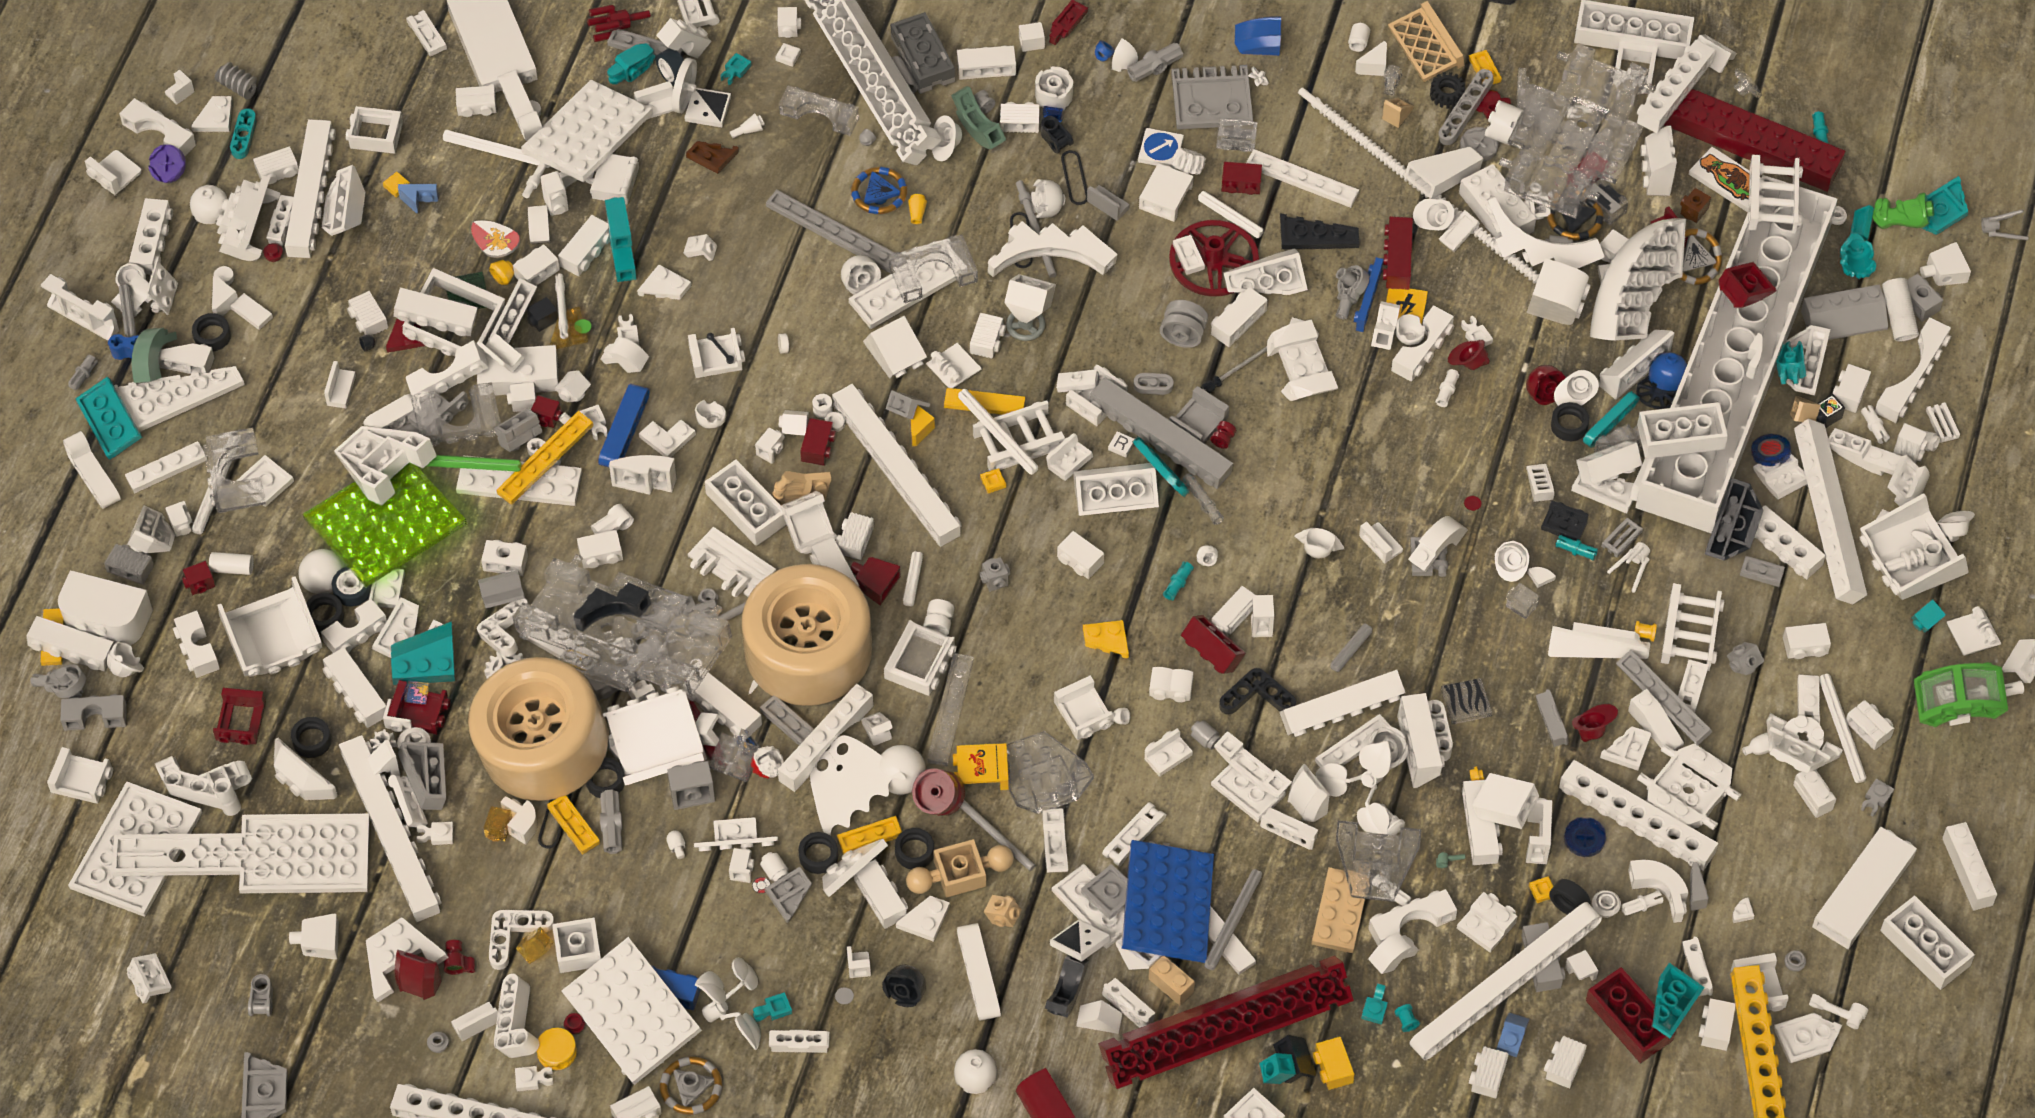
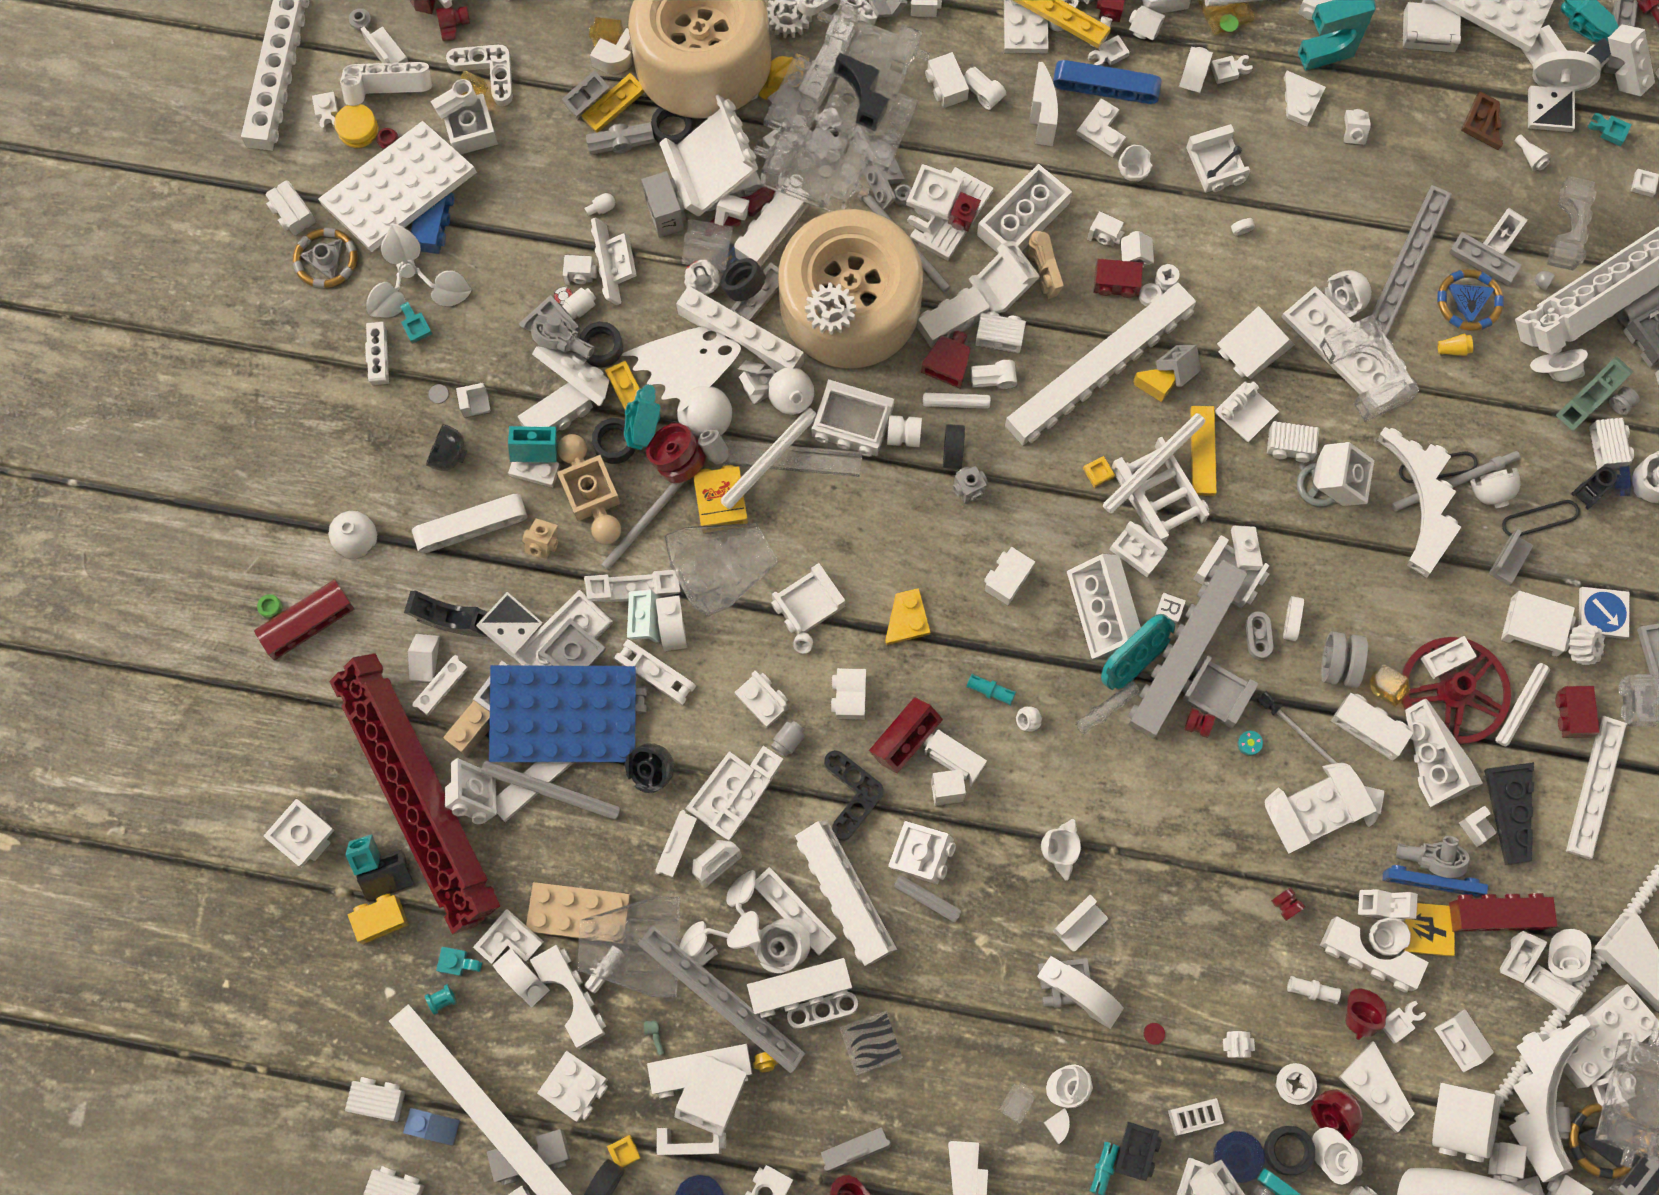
camera: 85 degrees right, 15 degrees up
(560, 944) = (453, 100): none -> white piece
(564, 842) = (585, 94): none -> light grey brick
(714, 567) = (935, 192): none -> white tile
(738, 547) = (964, 212): none -> dark red brick
(761, 728) = (736, 272): none -> black tyre
(804, 878) = (559, 335): none -> light grey pin
(820, 158) = (1505, 231): none -> white slope
(841, 175) = (1485, 259): none -> light grey plate
(843, 636) = (822, 304): none -> white gear
(862, 728) = (751, 366): none -> white sticker
(892, 698) = (791, 391): none -> white cylinder
(894, 544) = (1000, 375): none -> white piece
(901, 815) = (641, 418): none -> teal hinge
(915, 905) = (532, 444): none -> teal brick
(937, 759) = (713, 446): none -> light grey brick
(952, 576) = (953, 446): none -> black tyre
(952, 721) = (768, 458): none -> white axle
(1084, 834) = (643, 616): none -> light aqua panel
(1096, 810) = (671, 623): none -> white brick
(1142, 357) = (1293, 618): none -> white beam
(1207, 297) = (1389, 685): none -> clear yellow brick
(1223, 836) = (650, 767): none -> black cylinder
(1233, 975) = (471, 792): none -> white plate
(1242, 403) = (1250, 743): none -> teal tile
(1313, 644) = (922, 852): none -> white plate
(1326, 261) = (1478, 827): none -> white panel
(1356, 963) = (508, 932): none -> white plate
(1378, 394) = (1288, 903): none -> dark red wheel
(1424, 798) = (721, 999): none -> light grey tile
(1430, 243) = (1522, 956): none -> white slope
(1487, 442) = (1238, 1044): none -> white gear
(1494, 296) = (1464, 1041): none -> white panel
(1514, 405) = (1306, 1079): none -> white gear
(1522, 359) = (1377, 1087): none -> white wing
(1567, 454) = (1240, 1154): none -> clear blue tile
(1595, 275) = (1507, 1162): none -> white brick

